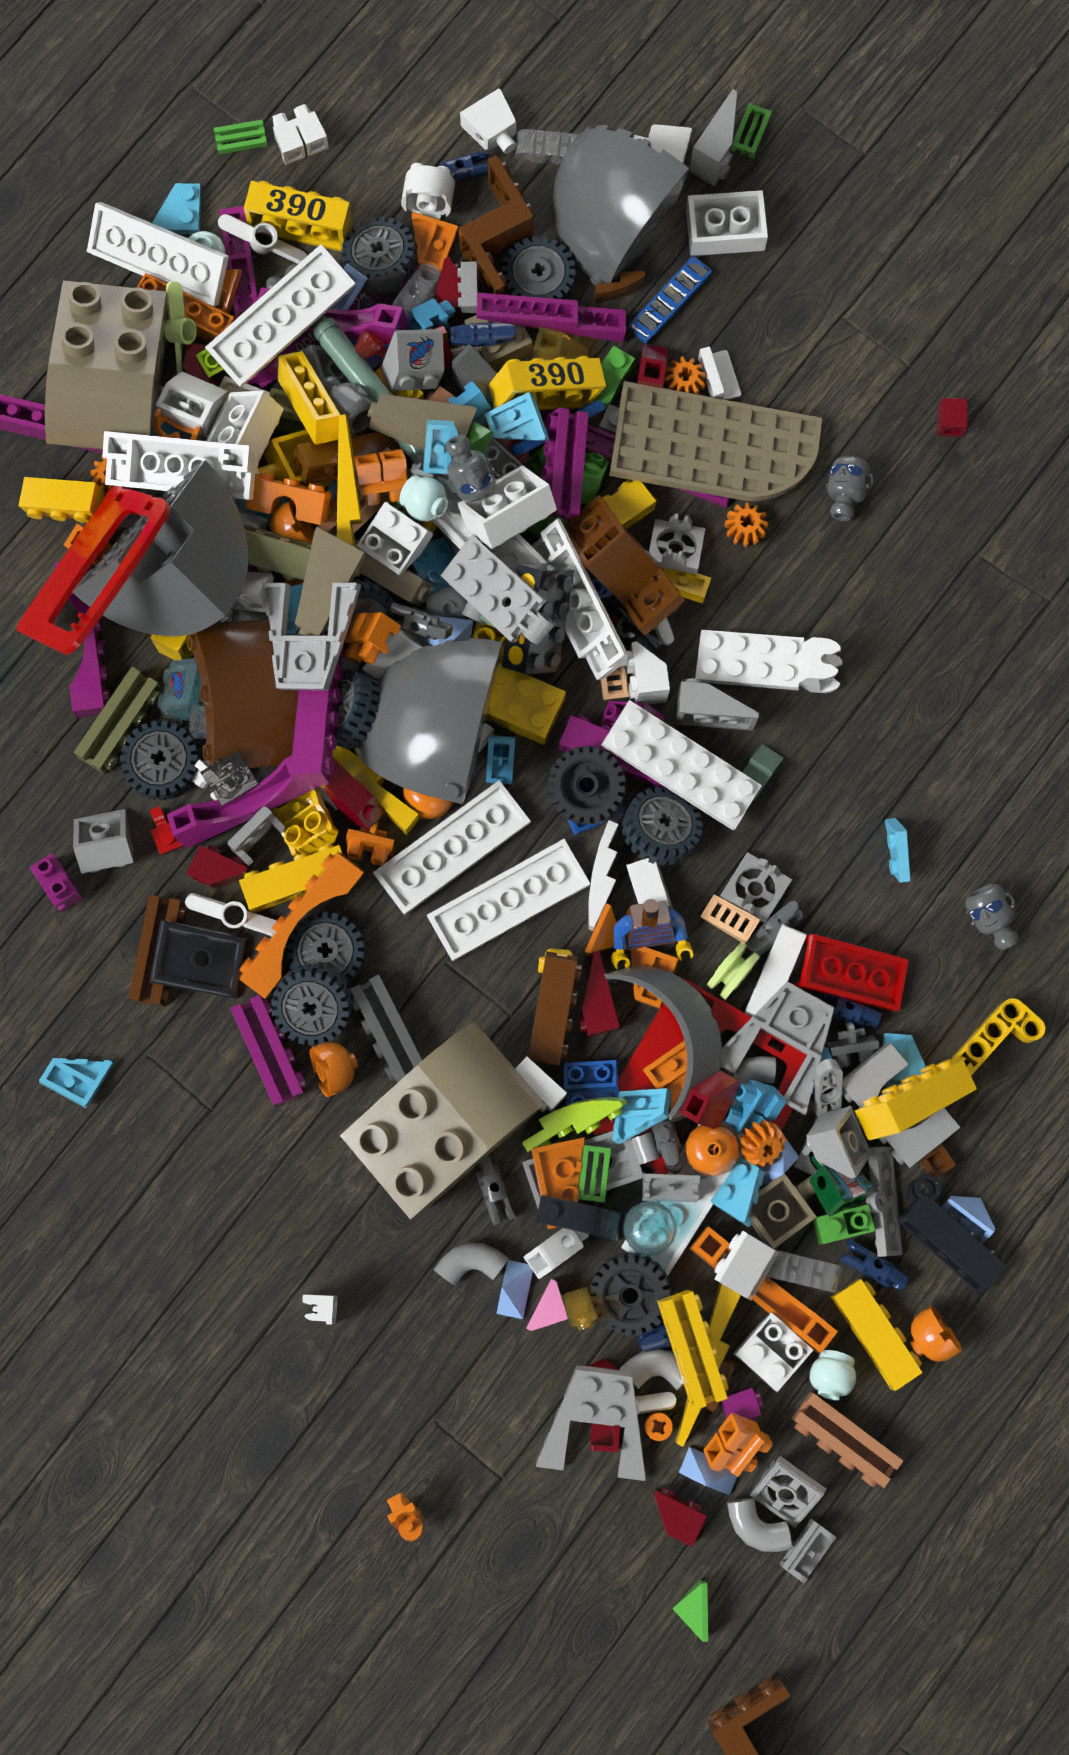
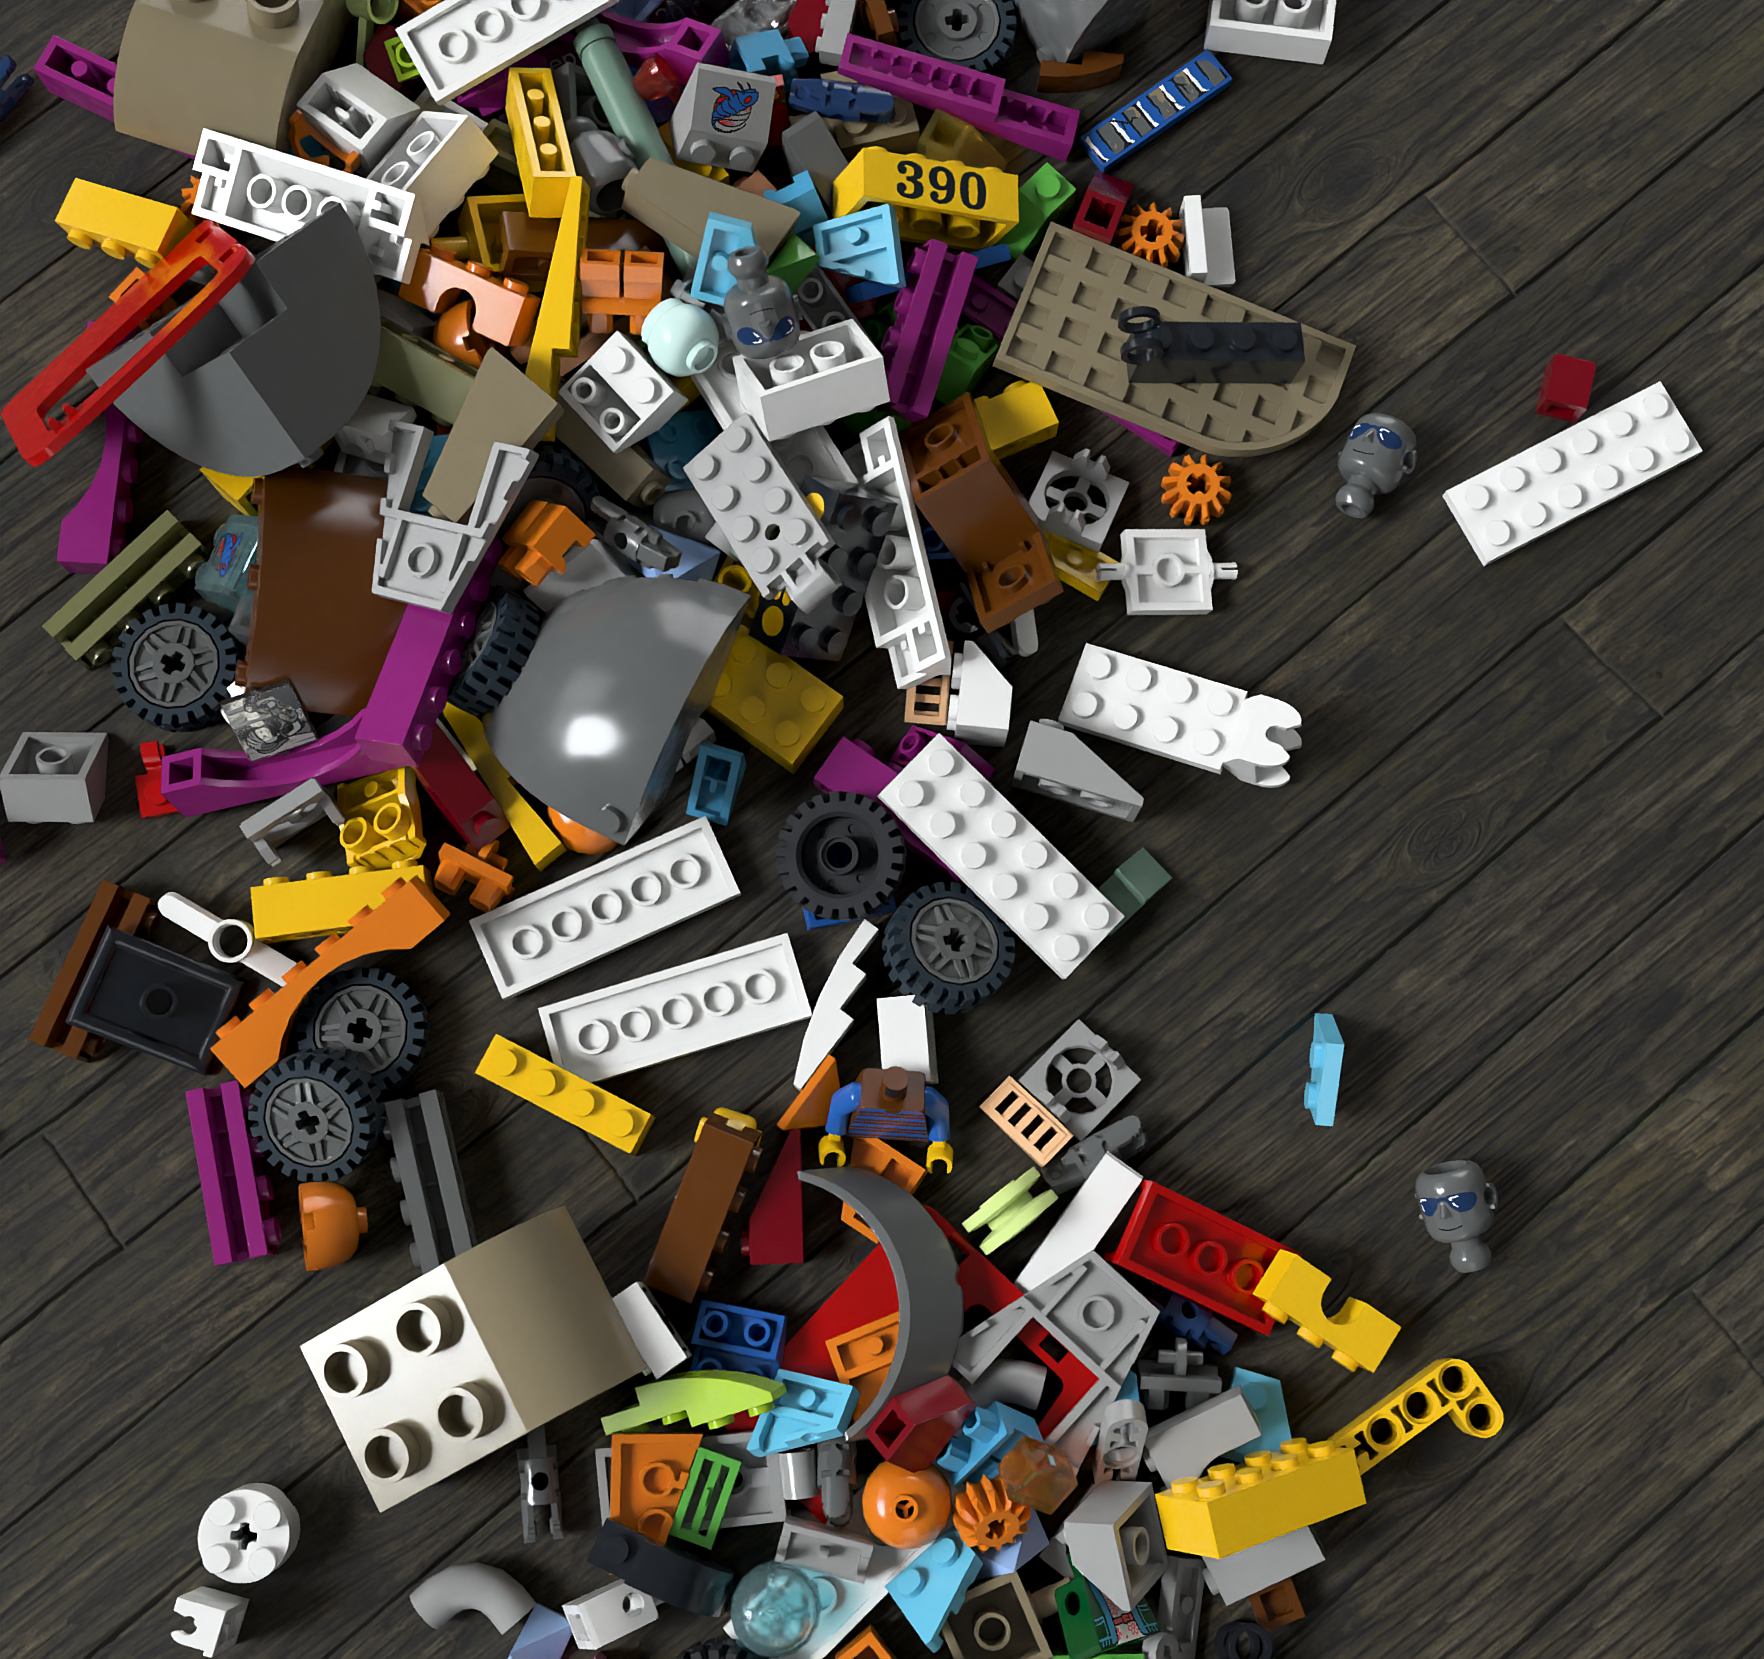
camera: 15 degrees right, 0 degrees up
(214, 869) = (218, 860): dark red slope -> none
(318, 1245) = (227, 1549): none -> white brick
(455, 960) = (565, 1095): none -> yellow arch
(737, 439) = (1209, 350): none -> black hinge
(739, 577) = (1166, 571): none -> white plate
(784, 1114) = (1037, 1475): none -> clear orange brick
(909, 981) = (1295, 1291): none -> yellow arch
(966, 467) = (1572, 473): none -> white plate

